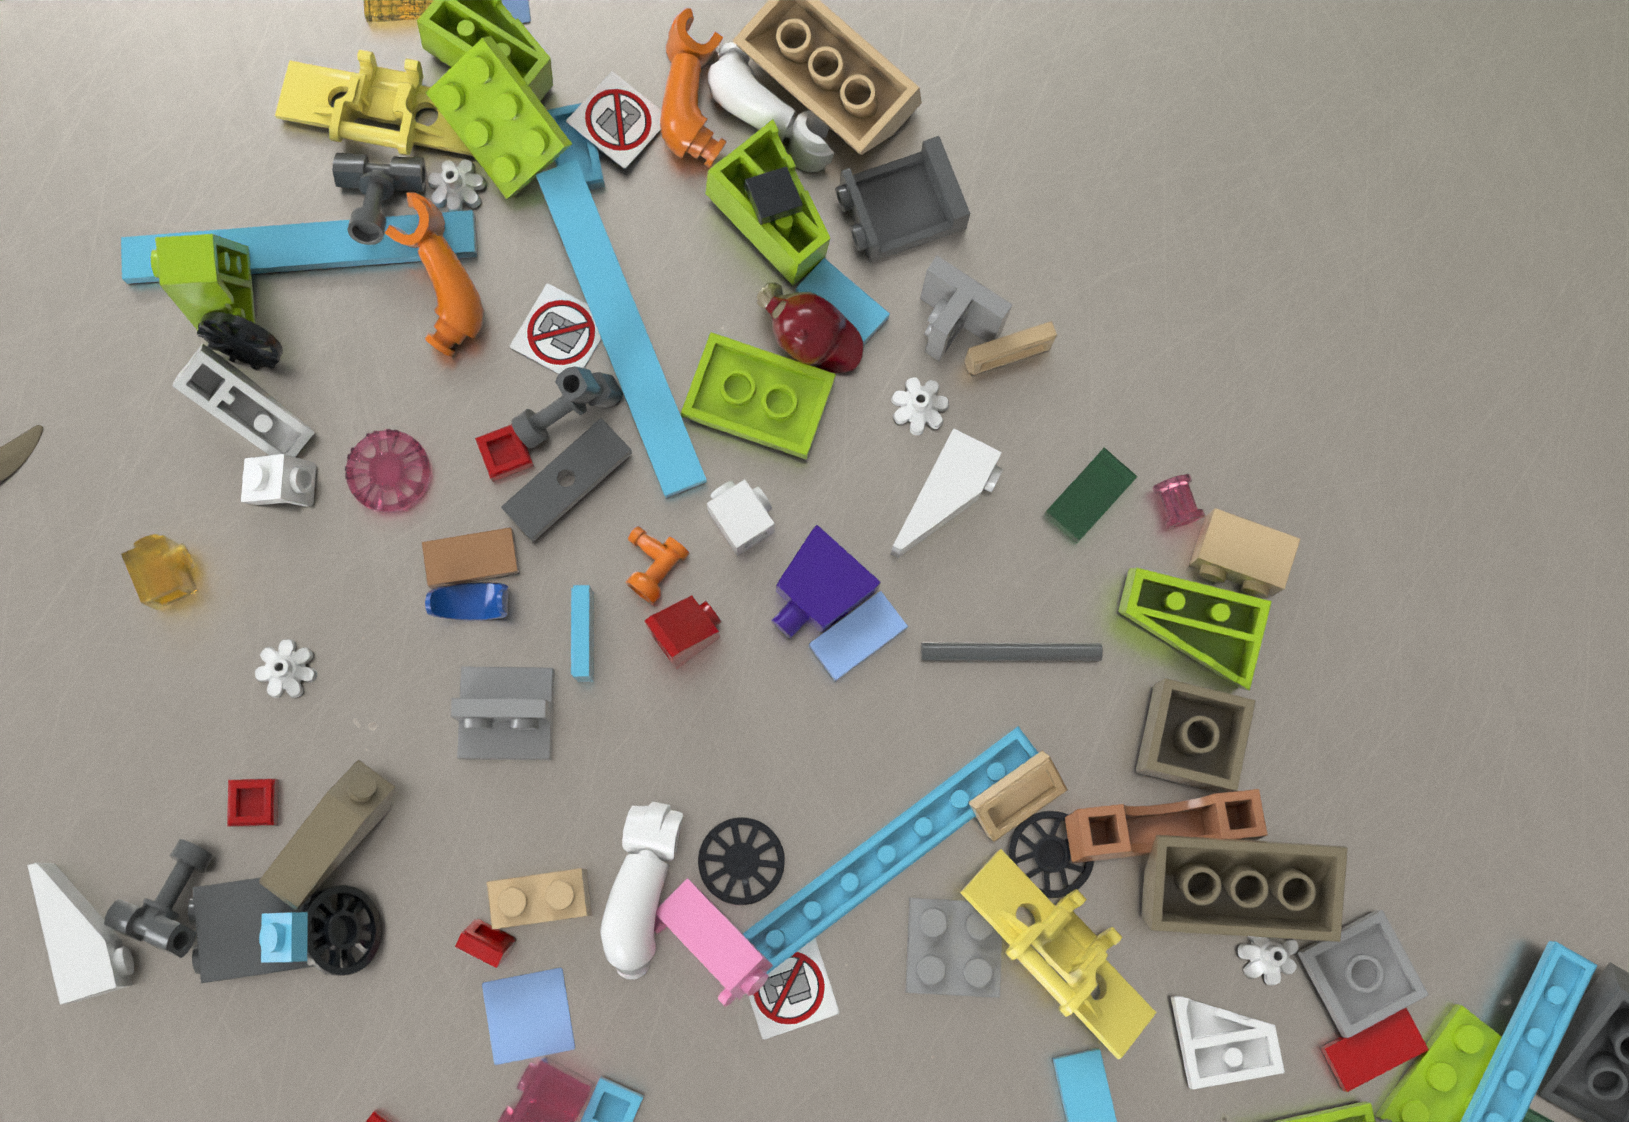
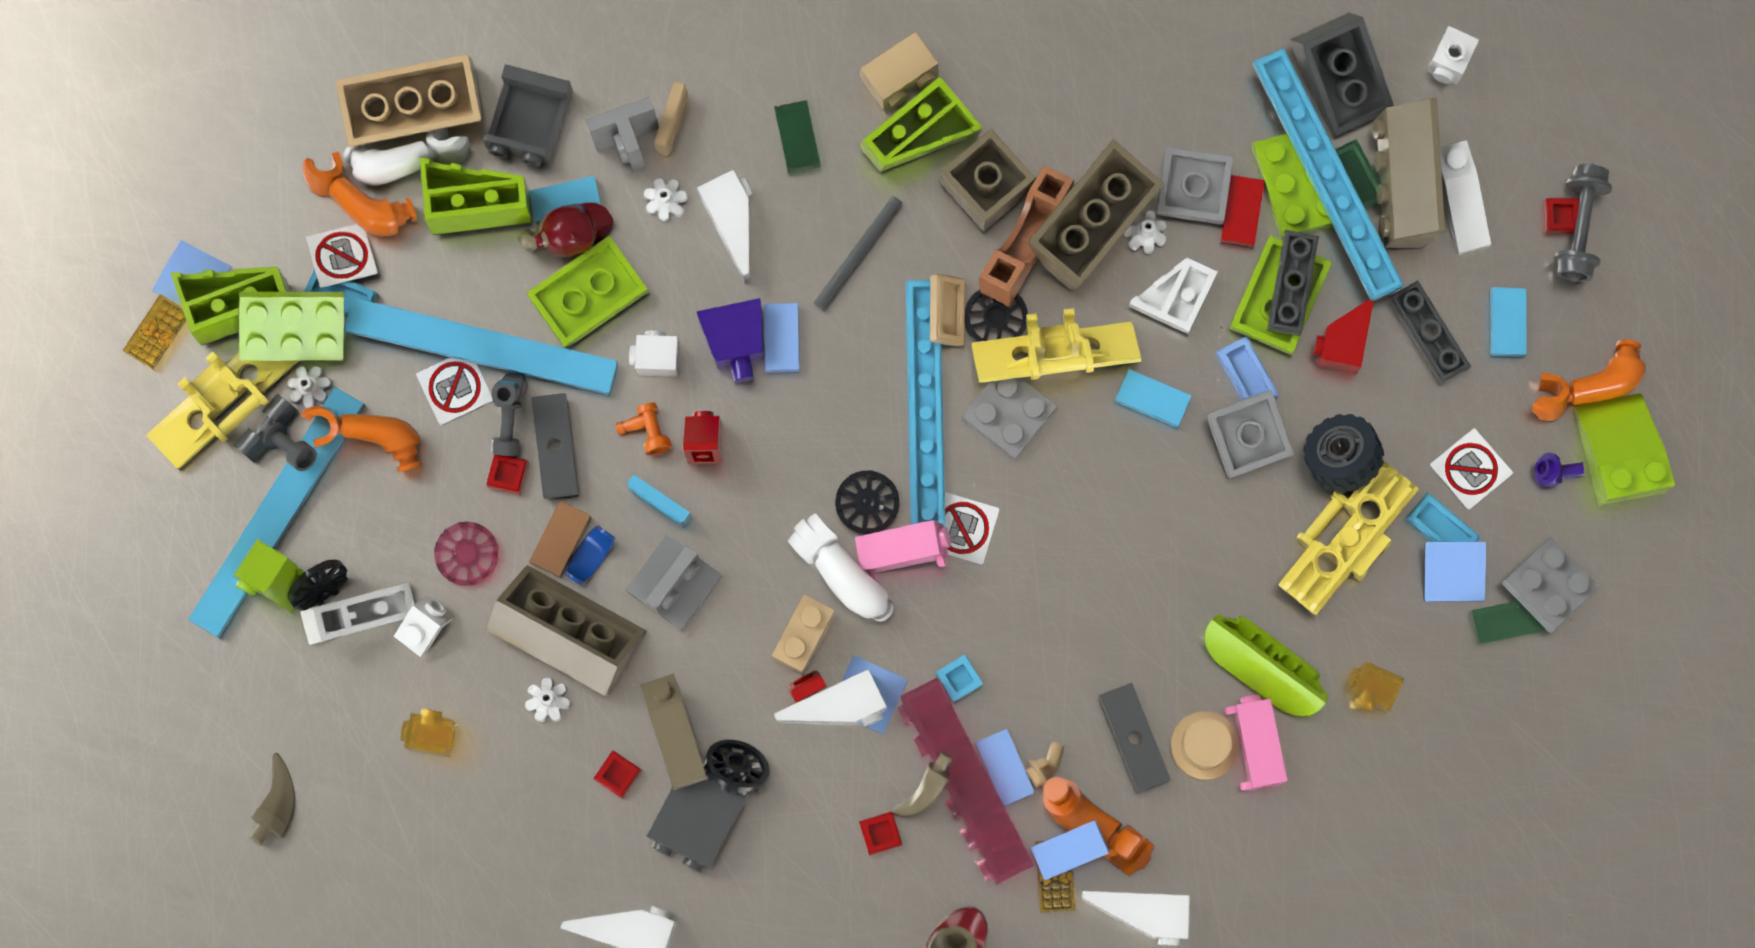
camera: 45 degrees left, 0 degrees up
(156, 919) = (647, 872): dark grey bar -> none
(284, 937) = (718, 795): medium azure plate -> none
(372, 633) = (565, 629): none -> dark tan slope
(491, 997) = (842, 704): none -> white slope
(773, 195) = (472, 191): black tile -> none
(1180, 486) = (831, 79): clear pink bush -> none

